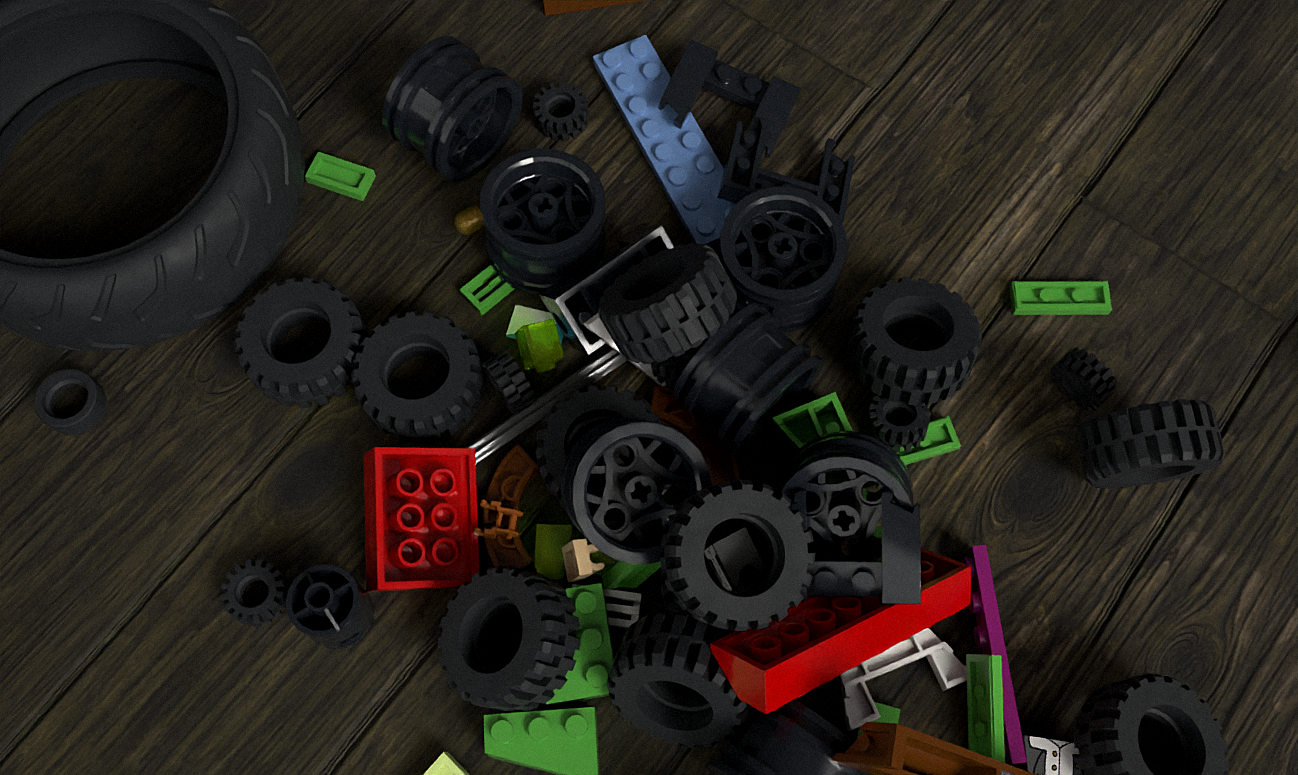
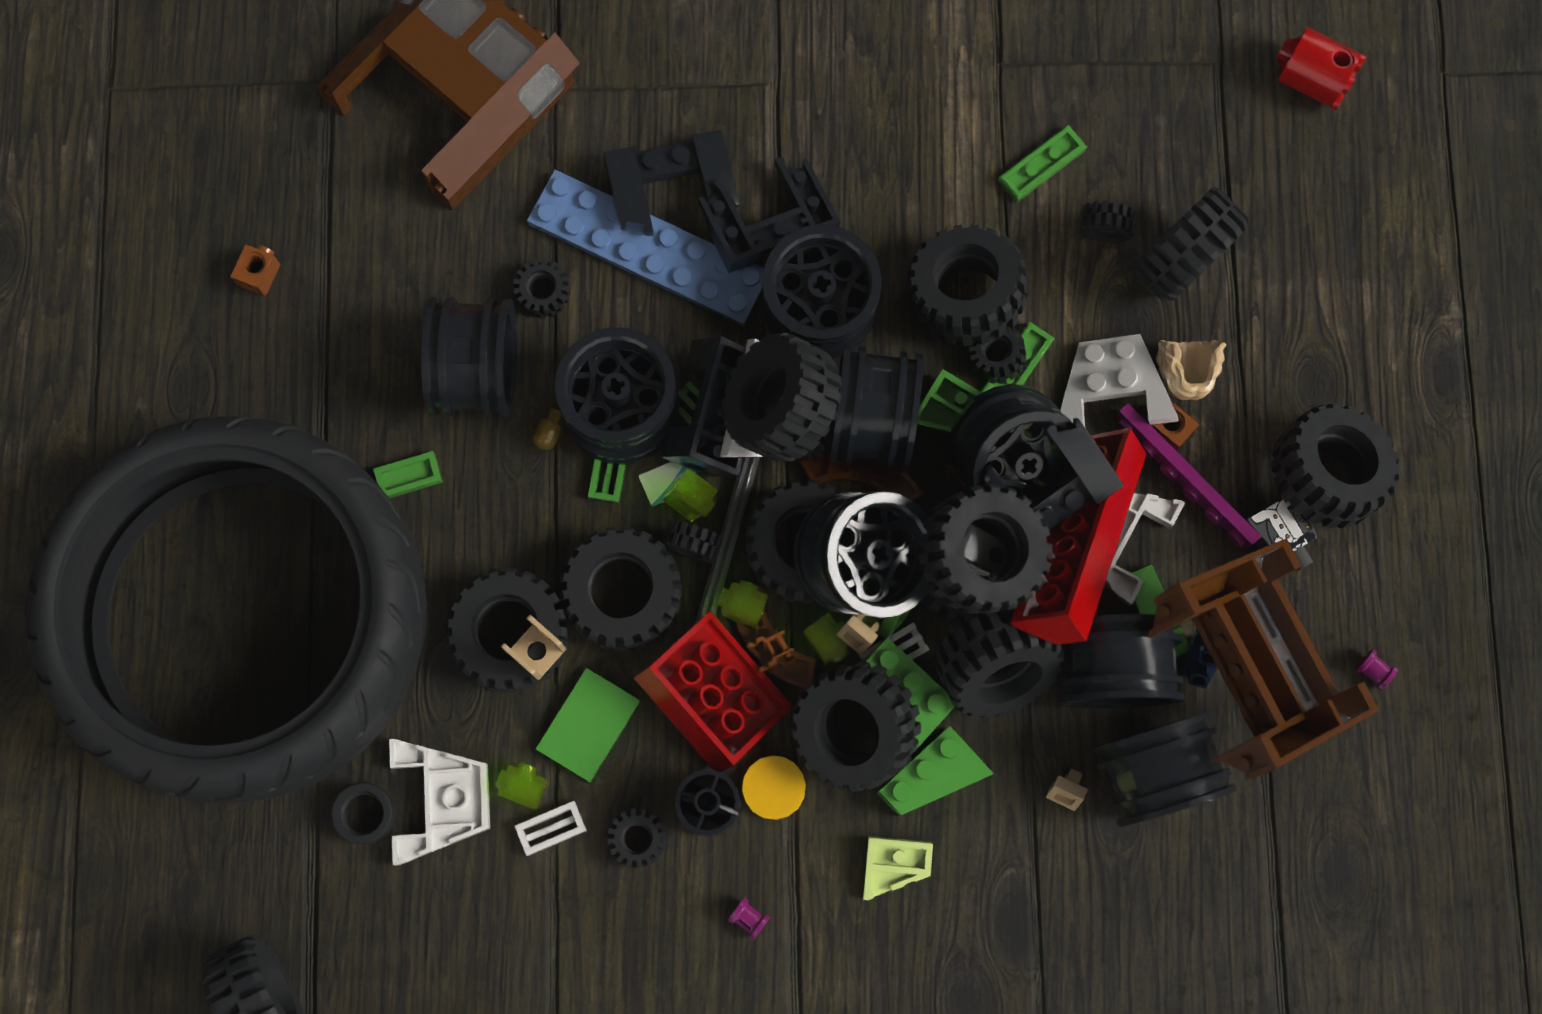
camera: 40 degrees left, 10 degrees up
(145, 445) = (454, 799): none -> white wing
(205, 476) = (521, 785): none -> clear neon green brick
(225, 537) = (525, 839): none -> white tile
(280, 362) = (536, 633): none -> tan piece
(284, 740) = (749, 918): none -> magenta bush
(301, 469) = (588, 725): none -> bright green tile
(404, 642) = (773, 787): none -> yellow tile
(507, 463) = (743, 603): none -> clear neon green brick
(985, 705) = (1209, 521): bright green tile -> none
(995, 510) = (1116, 370): none -> white wing
(1021, 583) = (1184, 428): none -> dark orange brick
(1067, 557) = (1190, 367): none -> tan hair

